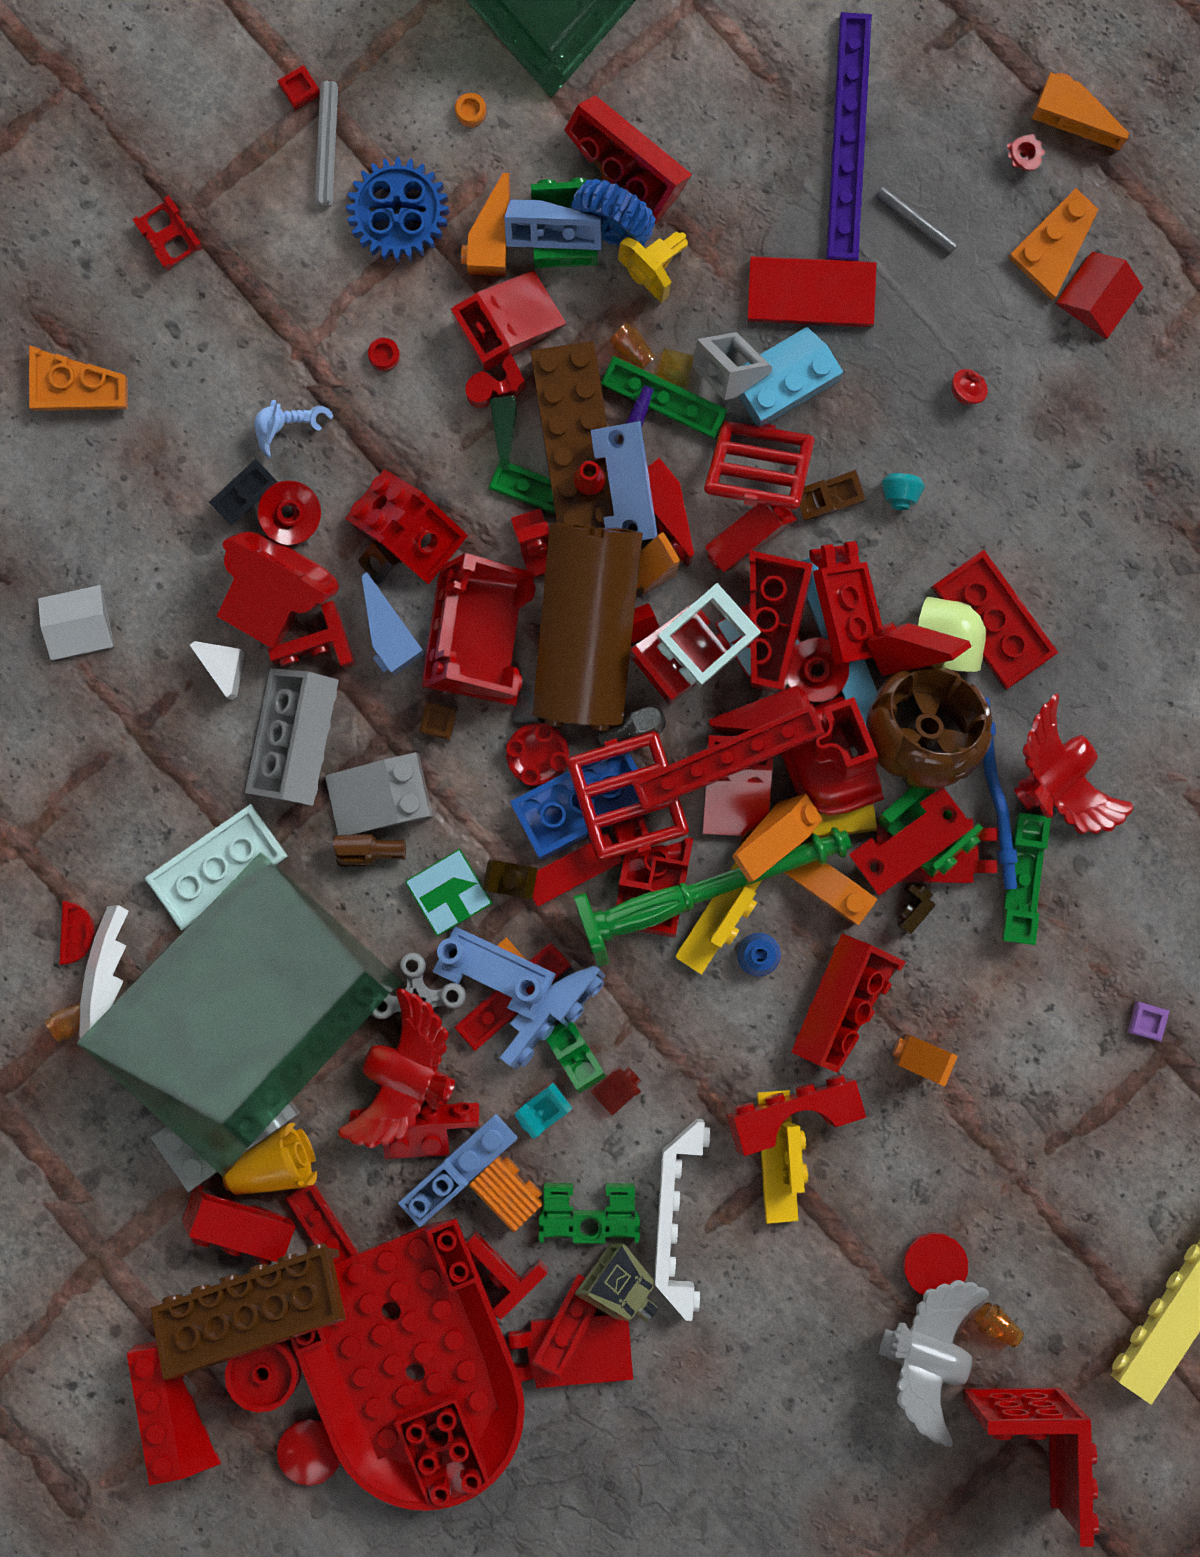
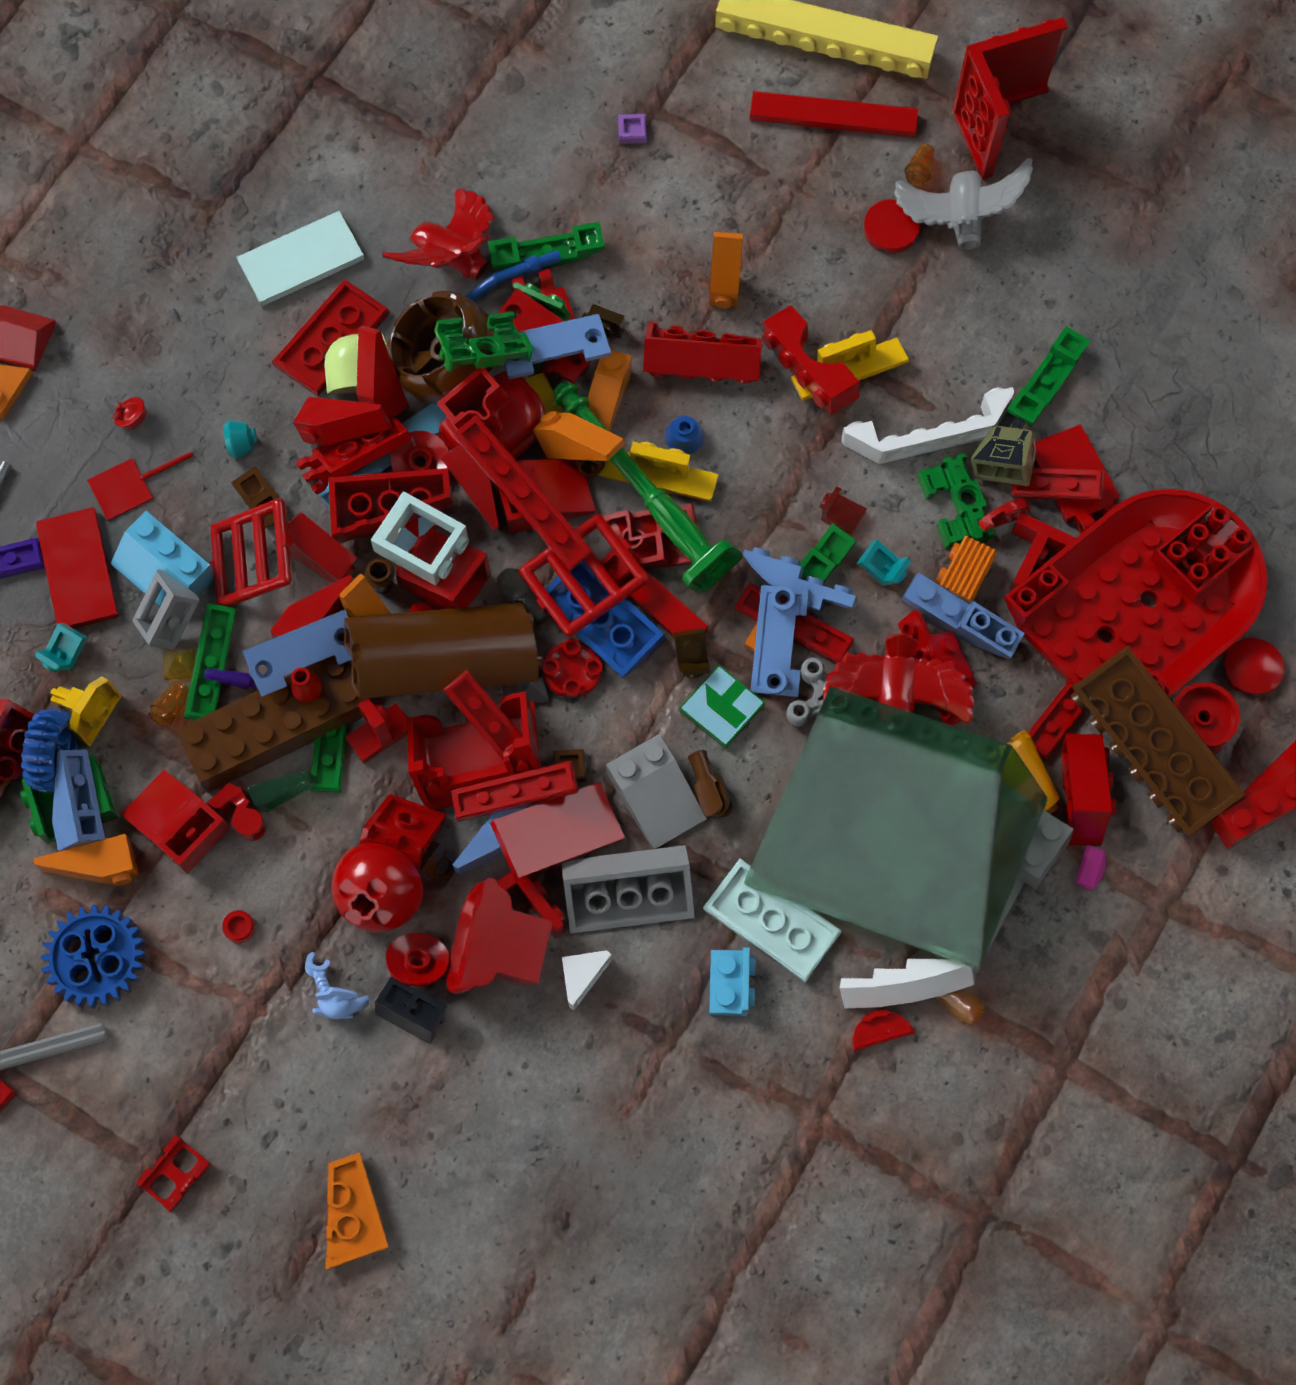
camera: 105 degrees left, 15 degrees down
(75, 623) = (585, 1131): light grey slope -> none
(161, 1201) = (1091, 867): none -> dark pink piece
(168, 805) = (730, 982): none -> medium azure bracket
(364, 489) = (376, 888): none -> red piece
(365, 684) = (557, 831): none -> tile
(416, 653) = (514, 791): none -> red tile
(506, 647) = (482, 712): none -> red tile
(552, 1257) = (1005, 514): none -> red tile
(697, 581) = (380, 575): none -> reddish brown cone
(697, 1365) = (1049, 376): none -> green slope
(724, 254) = (62, 648): none -> teal bracket
(884, 593) = (337, 421): none -> red slope
(890, 359) = (124, 487): none -> red piece
(890, 843) = (561, 341): none -> medium blue brick
(896, 787) = (504, 344): none -> green piece
(1095, 1252) = (833, 114): none -> red tile
(1099, 613) = (300, 258): none -> light aqua tile

